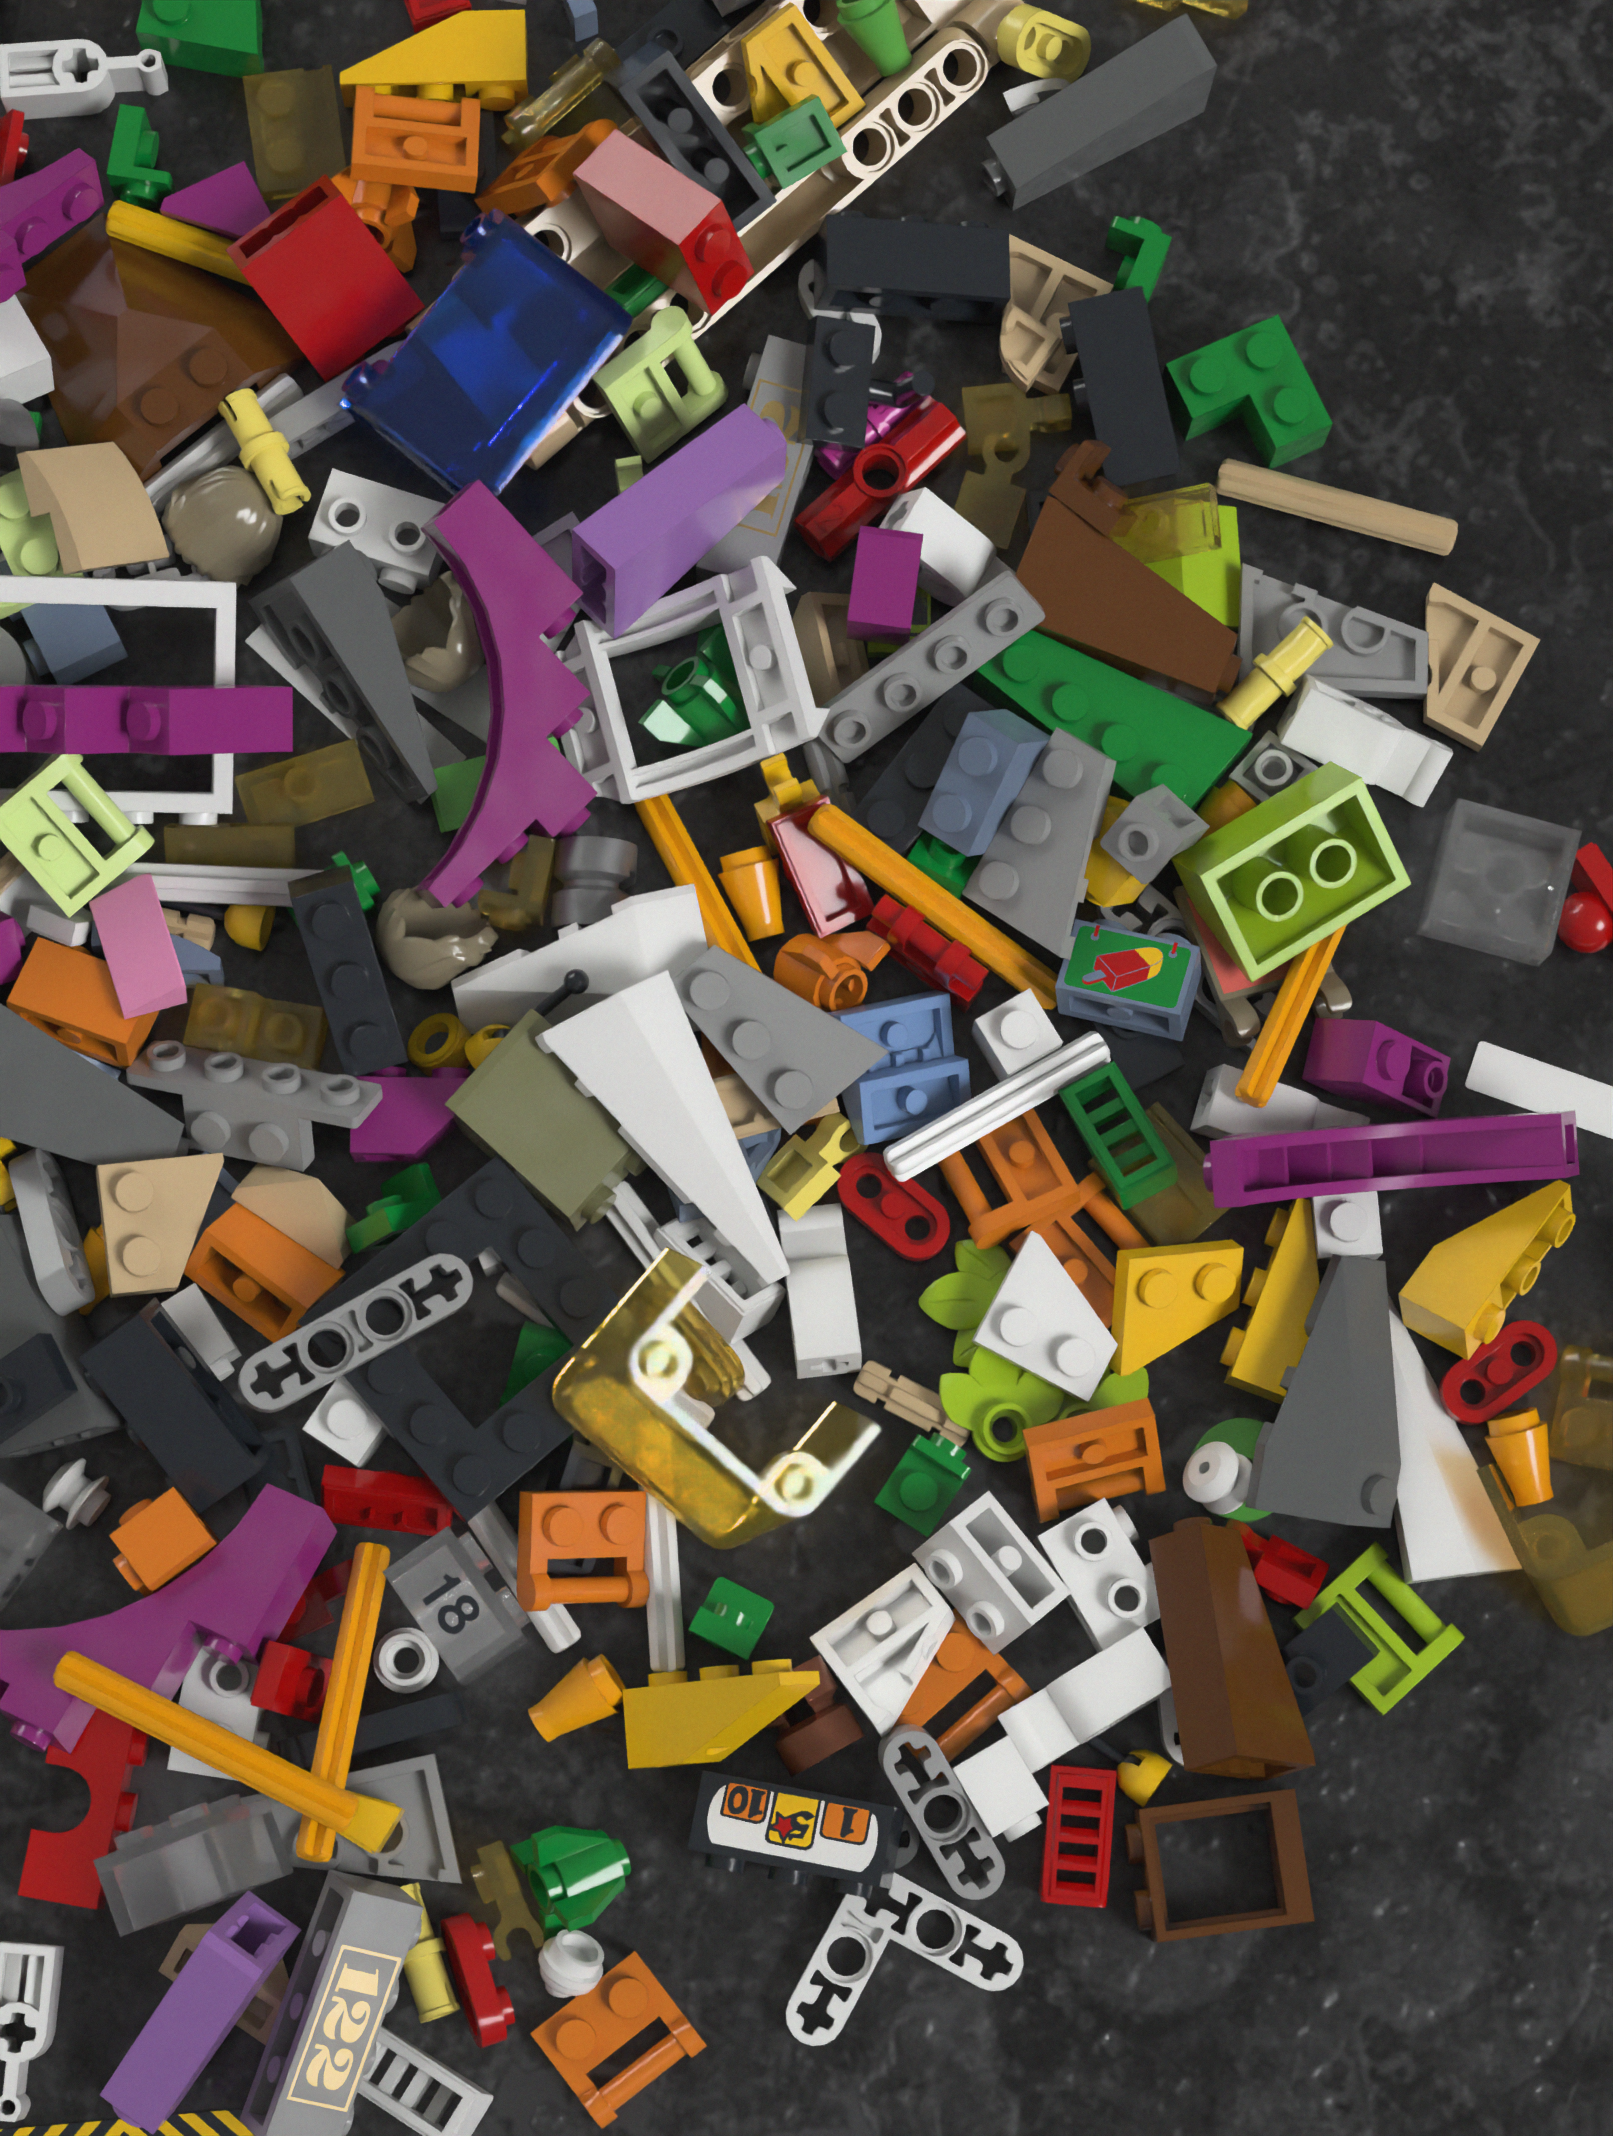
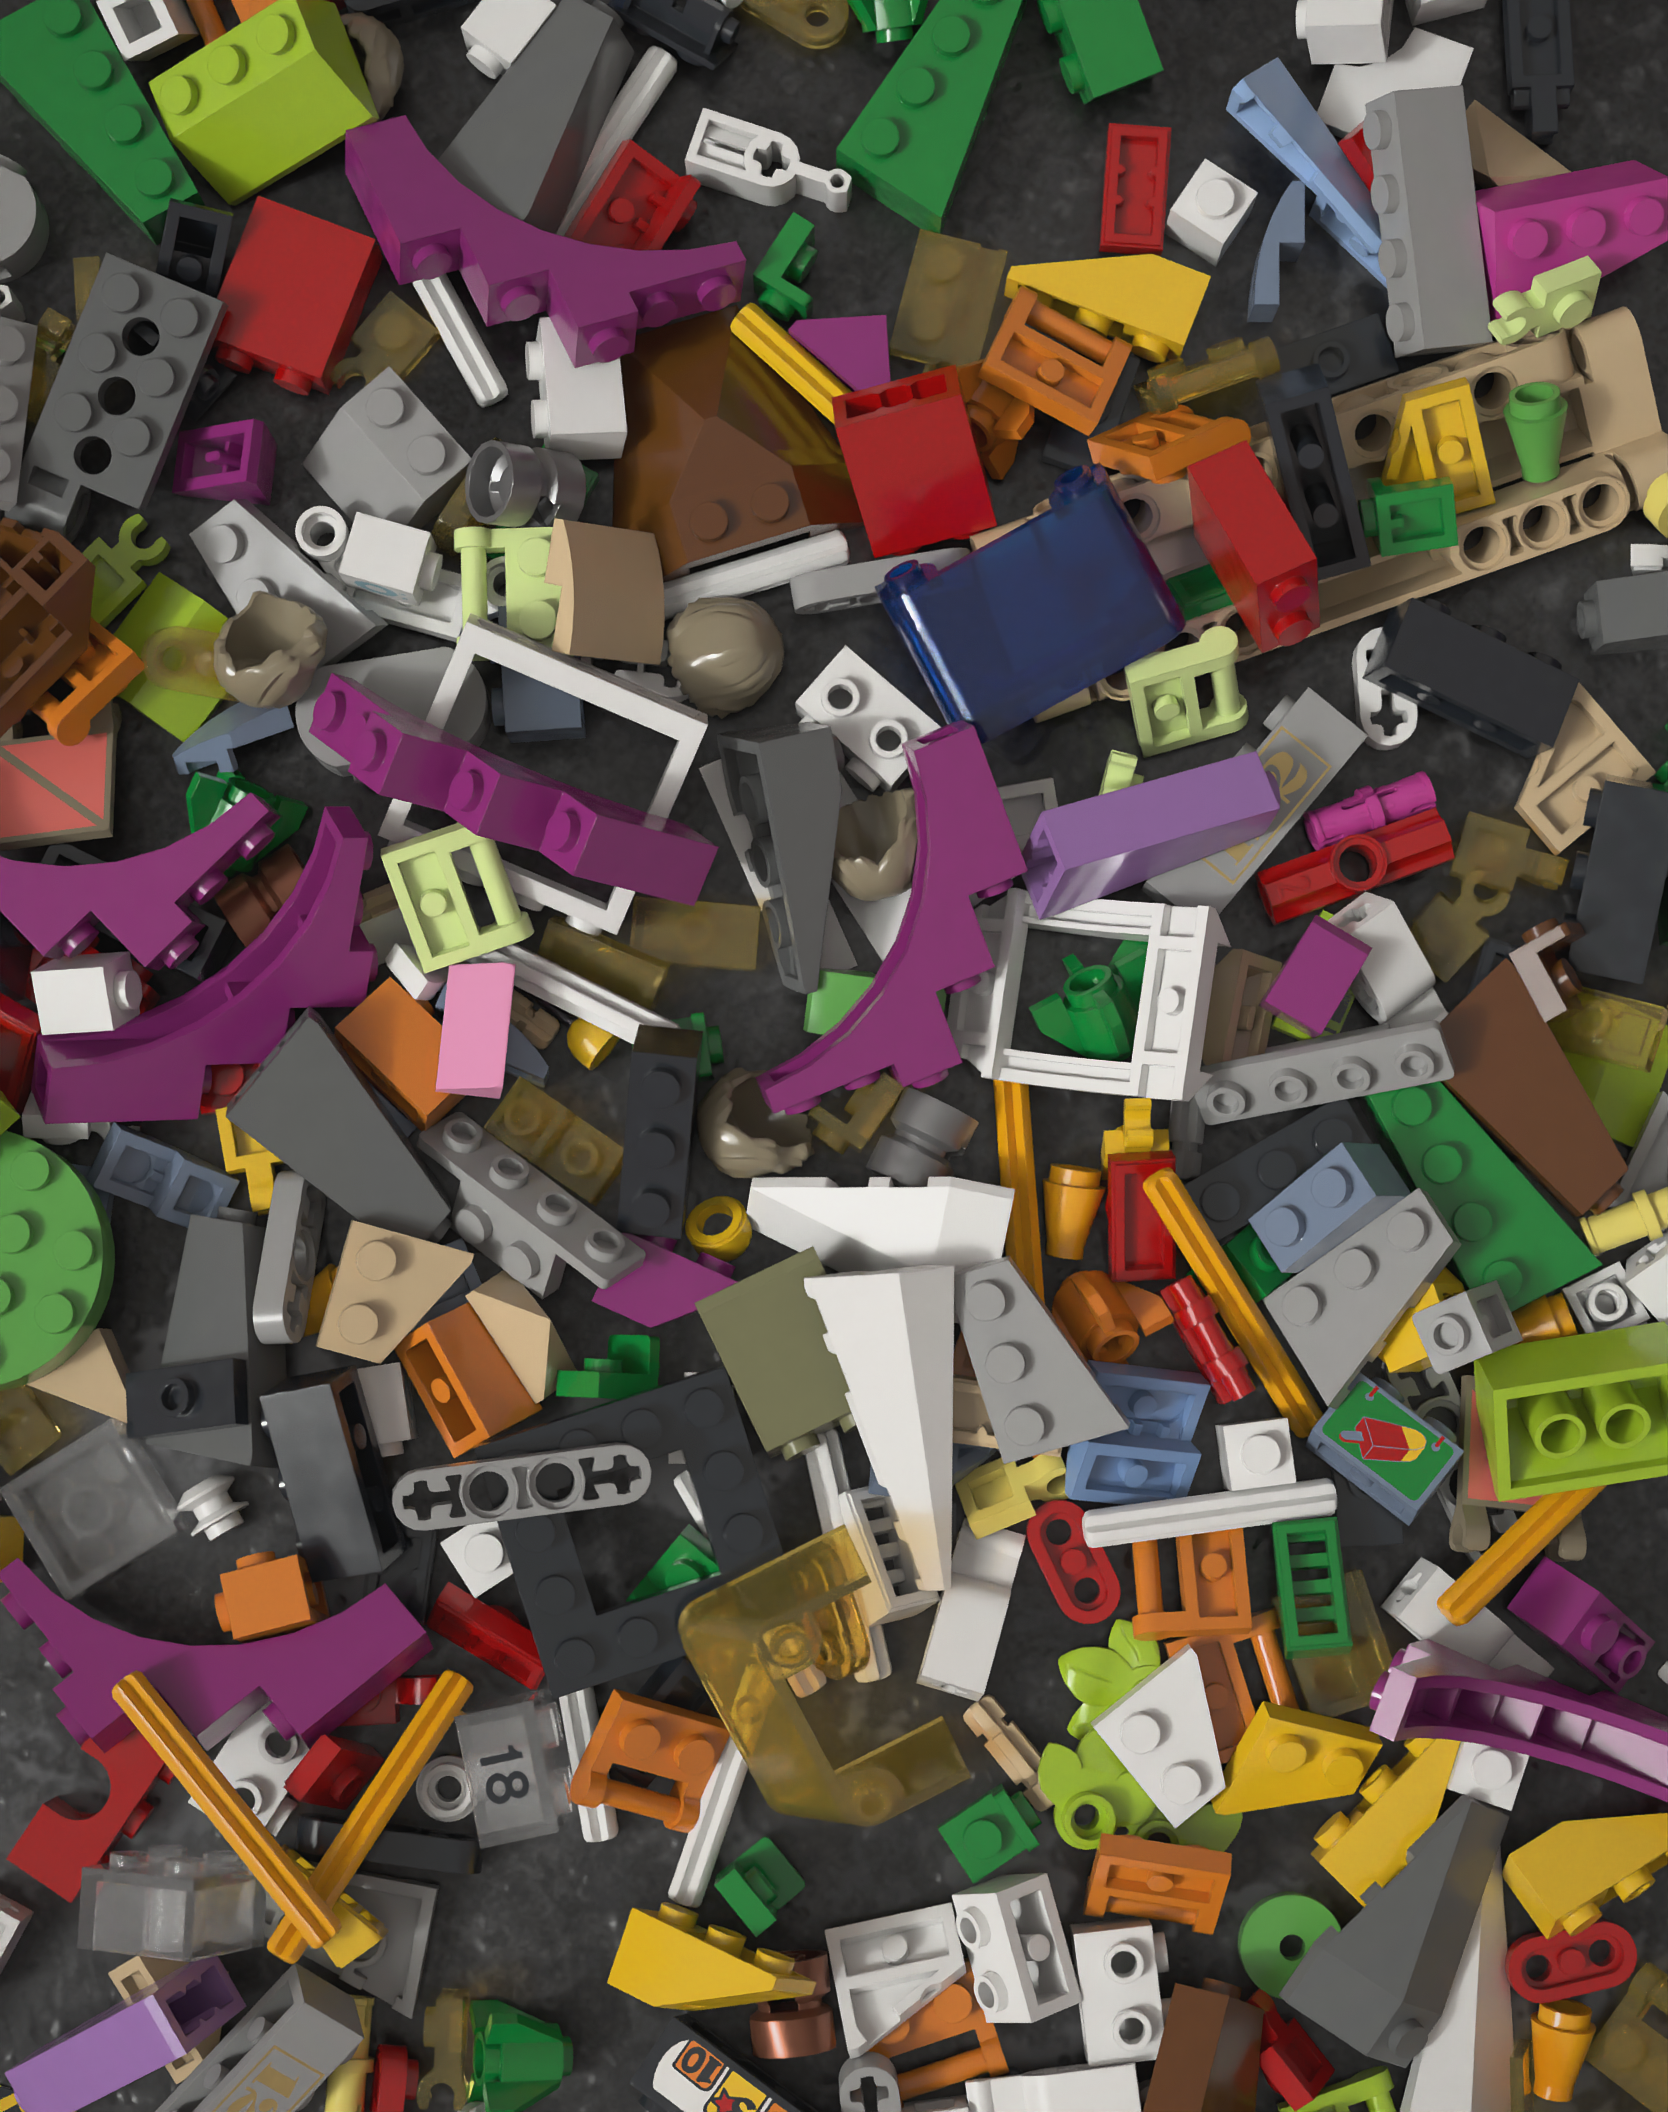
camera: 30 degrees right, 5 degrees up
(264, 451) = (789, 602): light yellow pin -> none
(488, 1037) = (768, 1248): hinge -> none
(582, 1697) = (591, 1895): light orange cone -> none
(840, 385) = (1356, 765): black plate -> none
(1025, 347) = (1546, 798): tan tile -> none
(1217, 1477) = (1265, 1952): white wheel -> none

